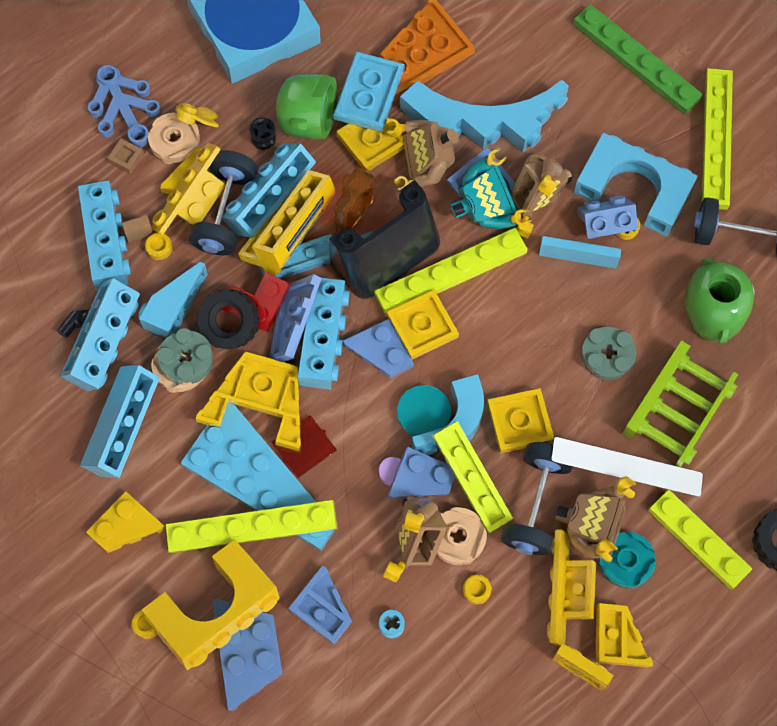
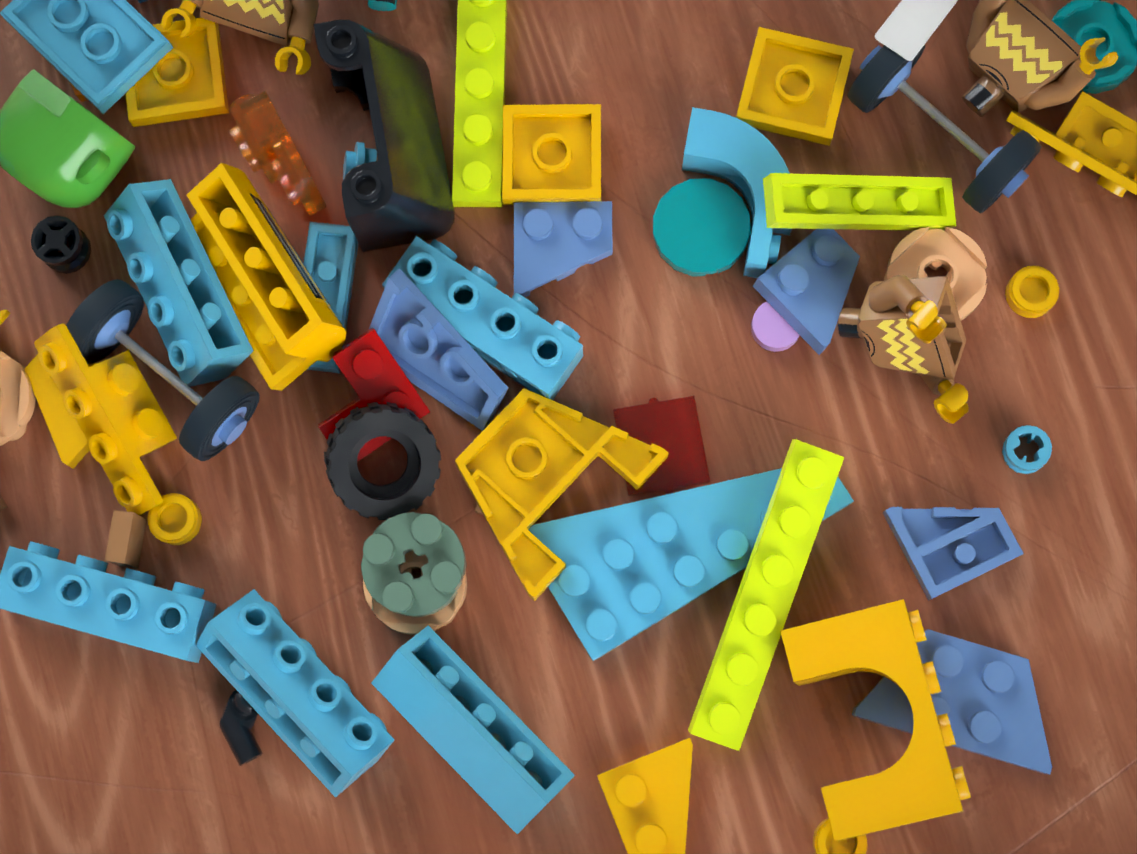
camera: 55 degrees left, 10 degrees up
(170, 304) = (299, 549): medium azure slope -> none

